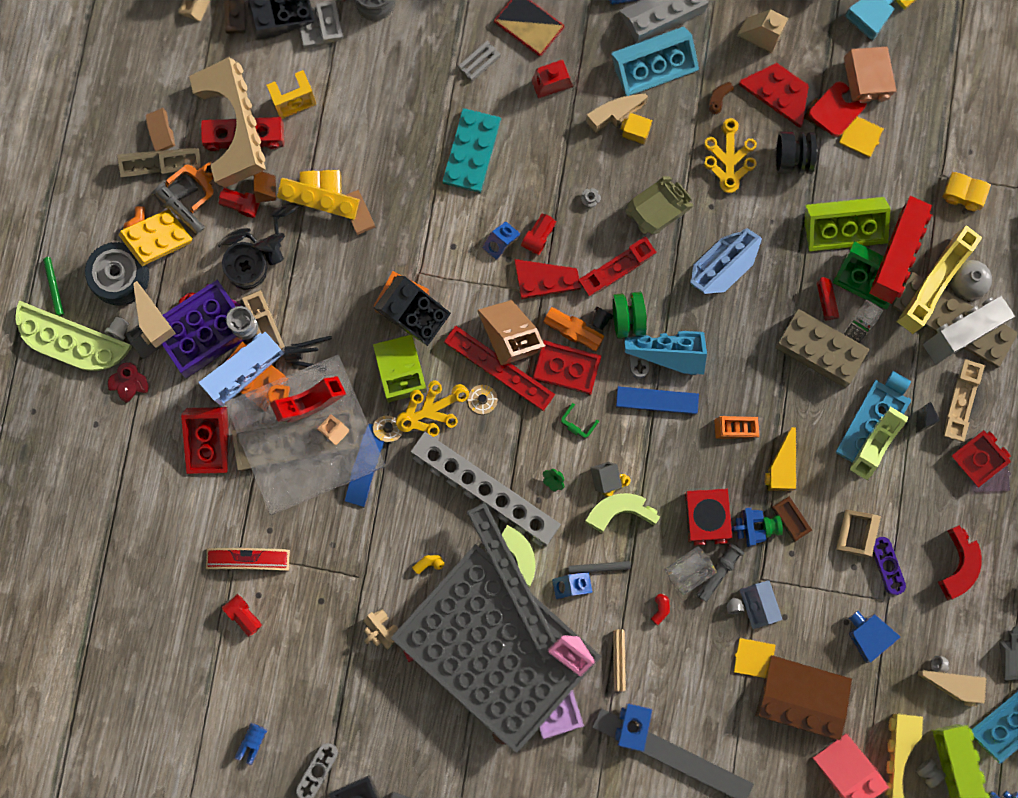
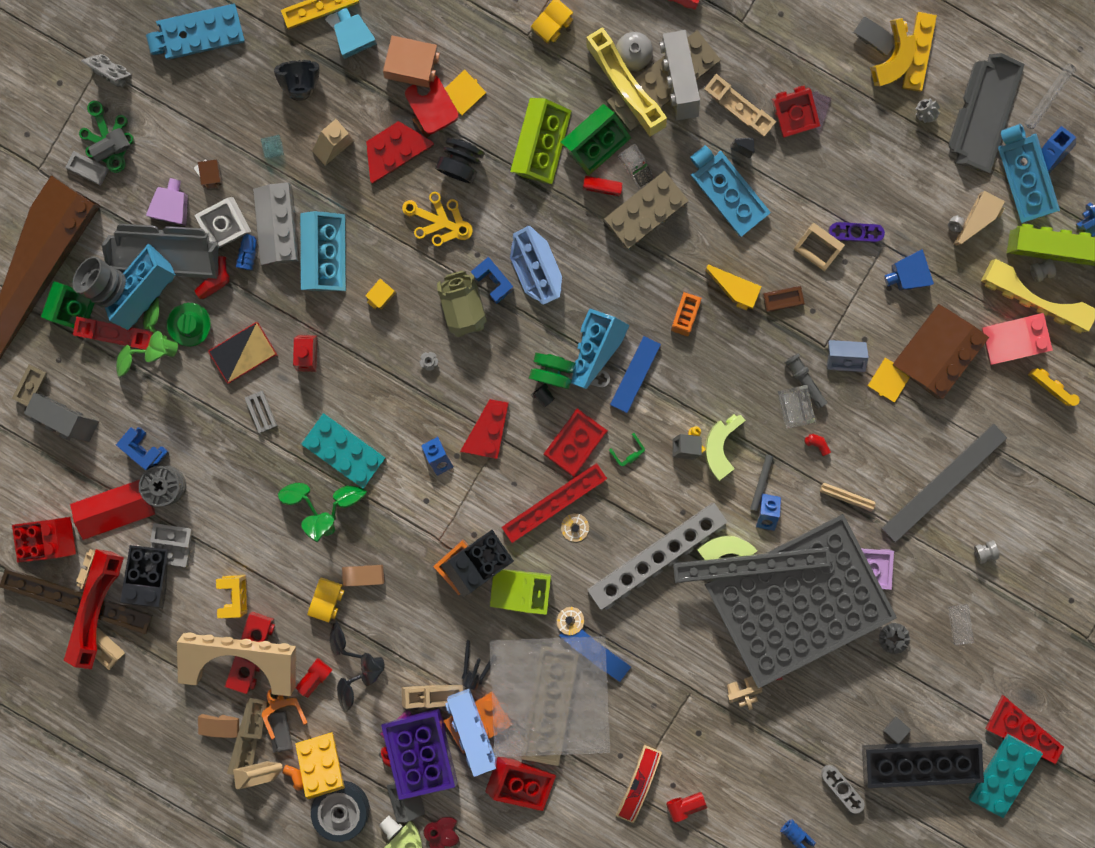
camera: 70 degrees left, 10 degrees up
(125, 180) = (256, 774): none -> tan tile
(150, 319) = (398, 797): tan slope -> none
(171, 201) = (322, 724): dark grey pin -> none
(240, 255) = (377, 706): black wheel -> none
(242, 322) = (433, 718): light grey wheel -> none
(264, 187) = (310, 651): reddish brown slope -> none
(278, 392) = (508, 708): orange tile -> none
(308, 402) = (525, 685): red arch -> none
(318, 198) = (339, 607): yellow plate -> none
(333, 429) = (557, 671): light nougat slope -> none
(390, 140) = (323, 523): none -> green plant
(428, 560) = (700, 629): yellow arm -> none
(429, 409) = (569, 578): yellow plant -> none
(498, 757) = (889, 631): none -> dark grey gear
(510, 332) = (525, 481): medium nougat slope -> none
(536, 238) = (448, 424): red piece -> none
(553, 479) = (671, 492): green plant -> none
(572, 653) = (833, 538): bright pink slope -> none
(573, 329) = (544, 423): orange piece -> none
(615, 111) = (357, 307): tan slope -> none
(618, 267) = (502, 362): red slope -> none
(638, 739) = (920, 514): blue brick -> none
(700, 214) = (496, 276): none -> blue panel
(708, 516) = (755, 371): red brick -> none
(717, 96) = (377, 208): reddish brown arm -> none
(735, 606) = (839, 379): light grey hinge -> none
(752, 537) = (770, 335): blue hips -> none
(772, 526) = (784, 319): green wheel -> none
(877, 443) = (750, 200): yellowish green arch -> none
(900, 250) = (587, 105): red brick -> none
(968, 567) = (889, 168): red arch -> none

